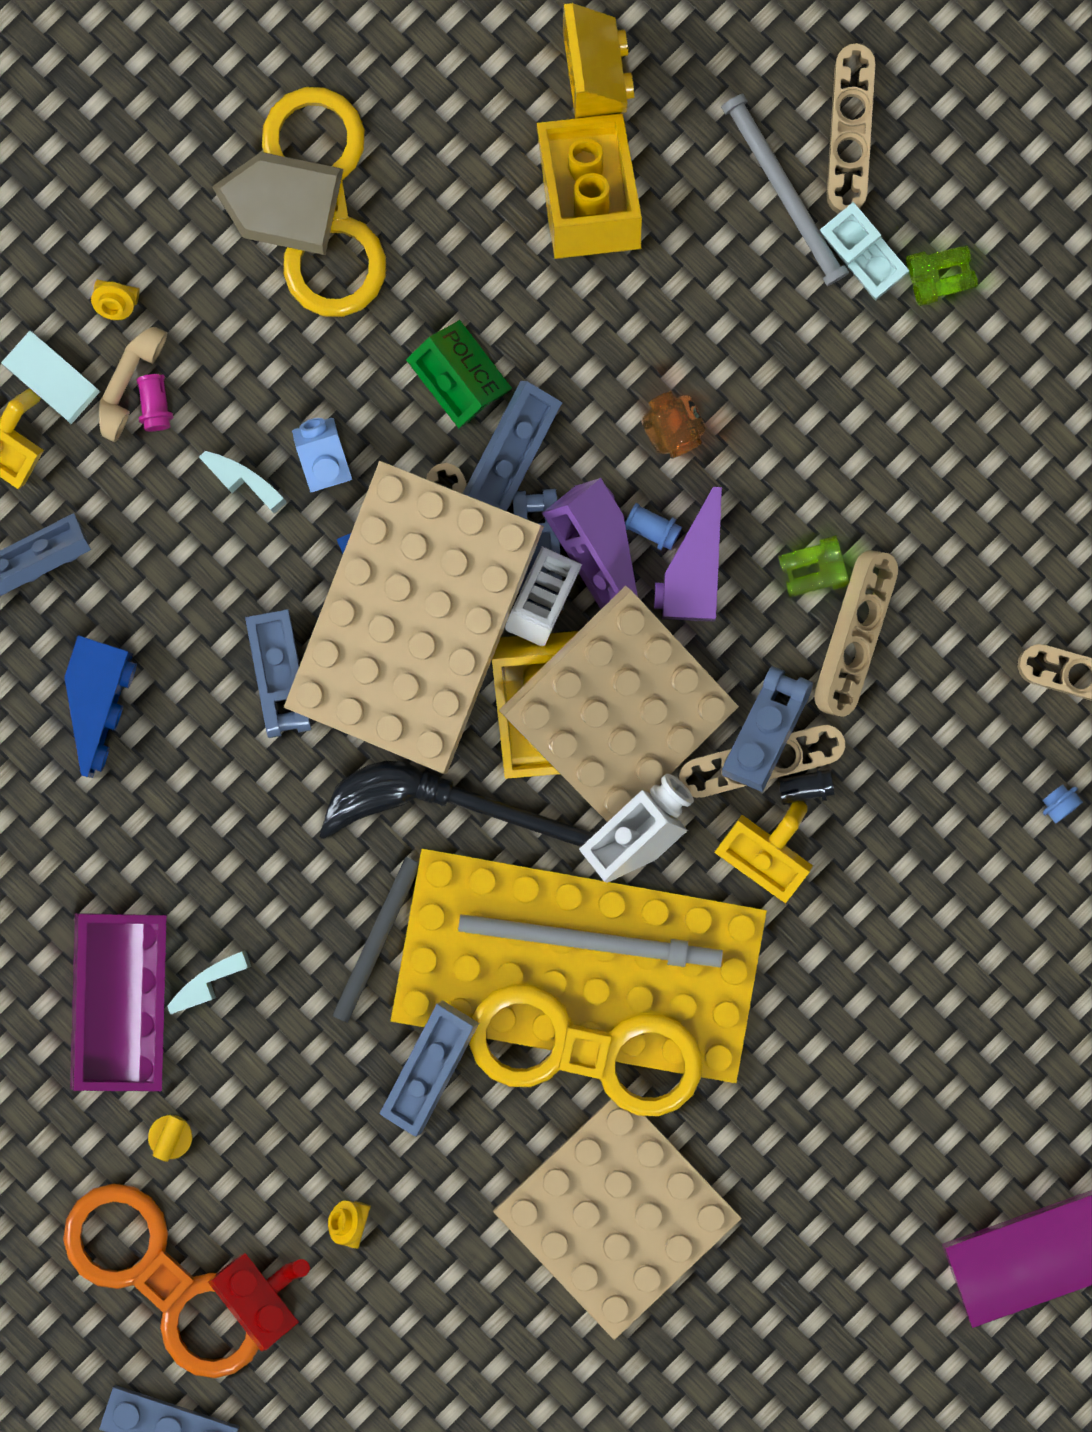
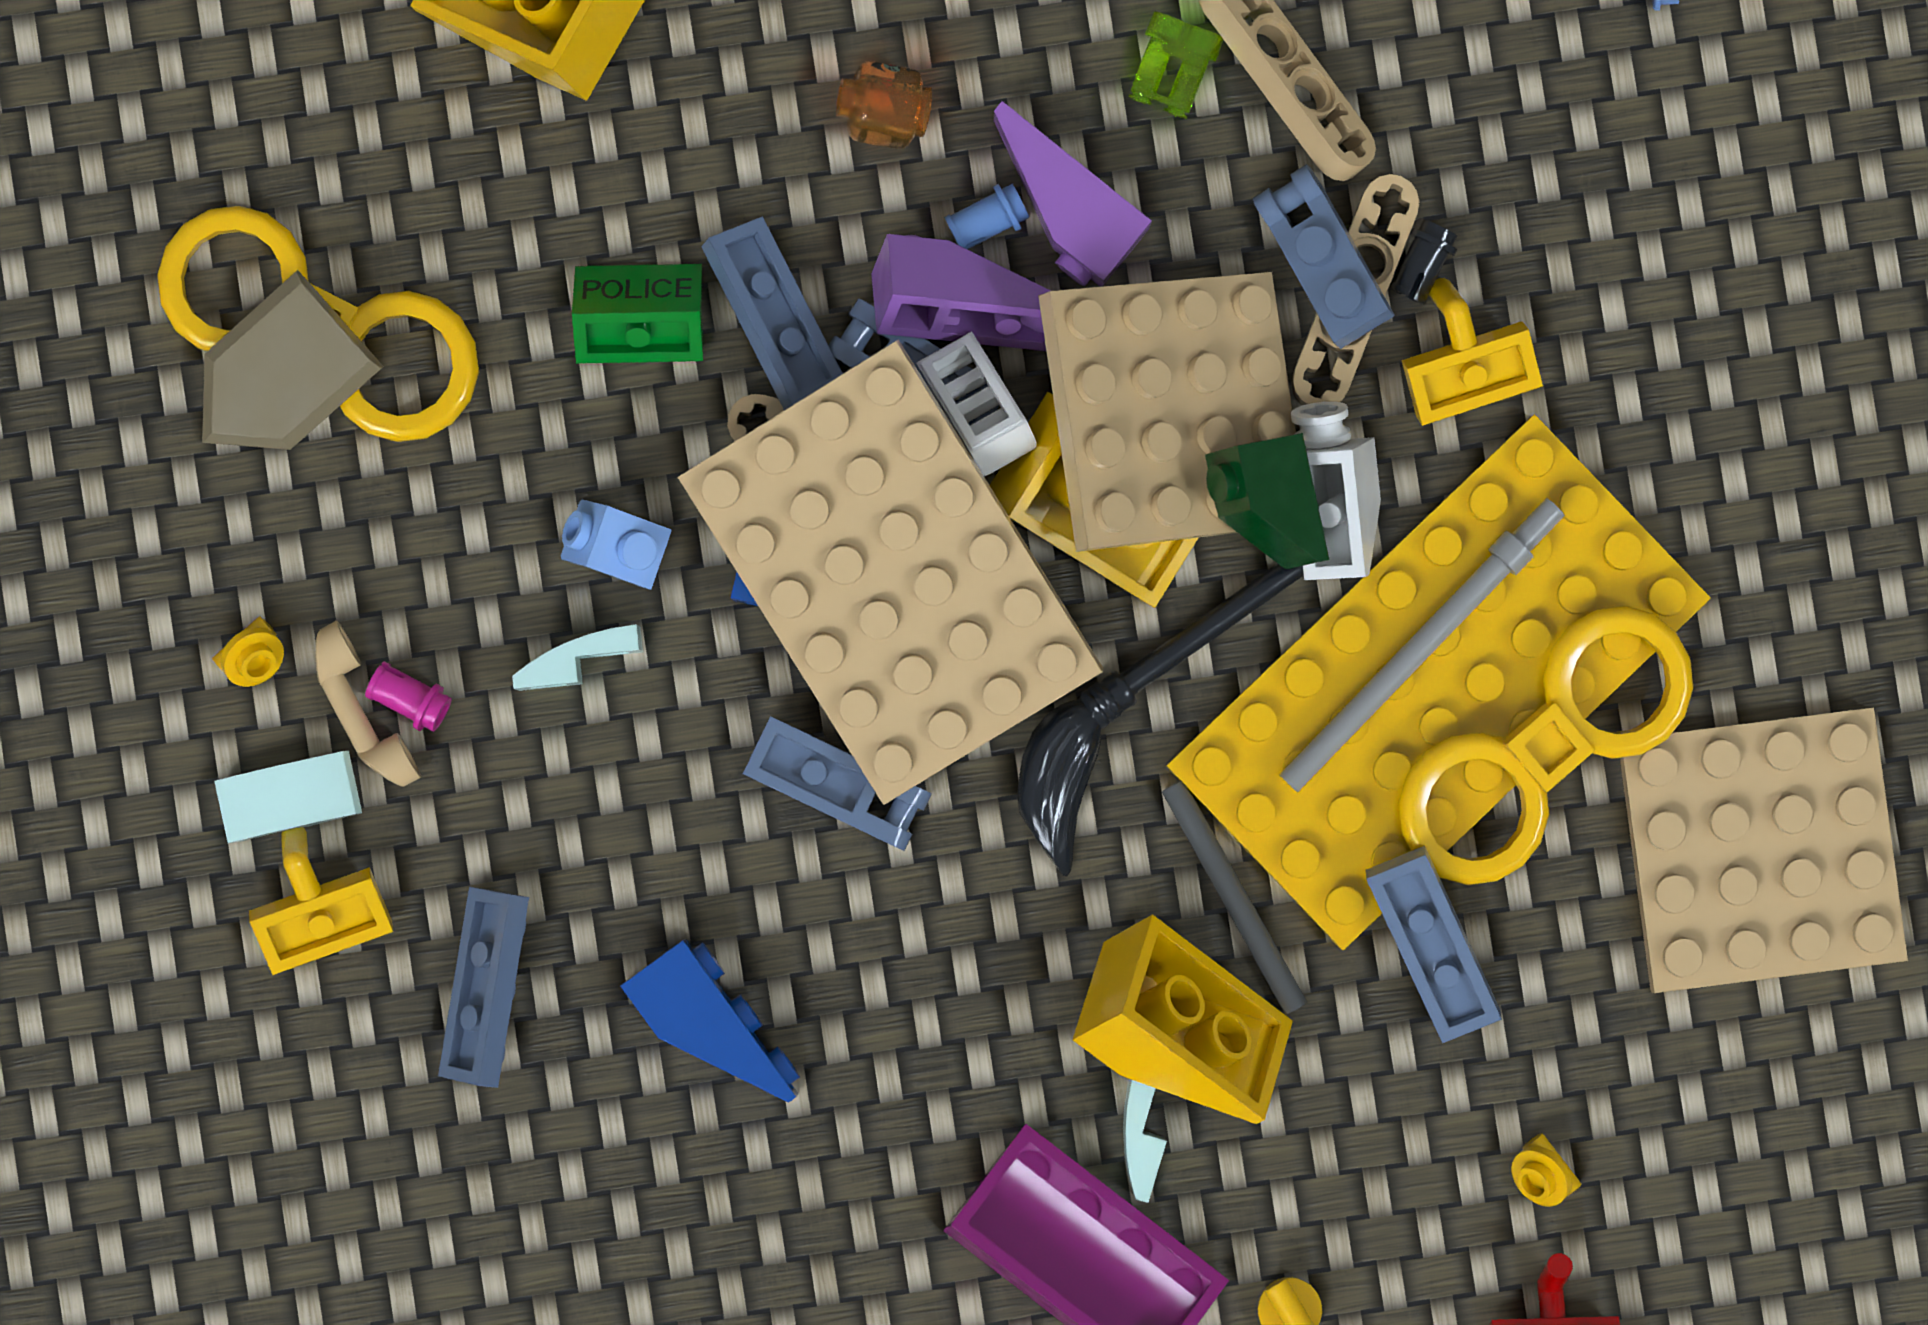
camera: 60 degrees left, 0 degrees up
(283, 961) = (1182, 1023): none -> yellow slope
(607, 796) = (1270, 498): none -> dark green slope

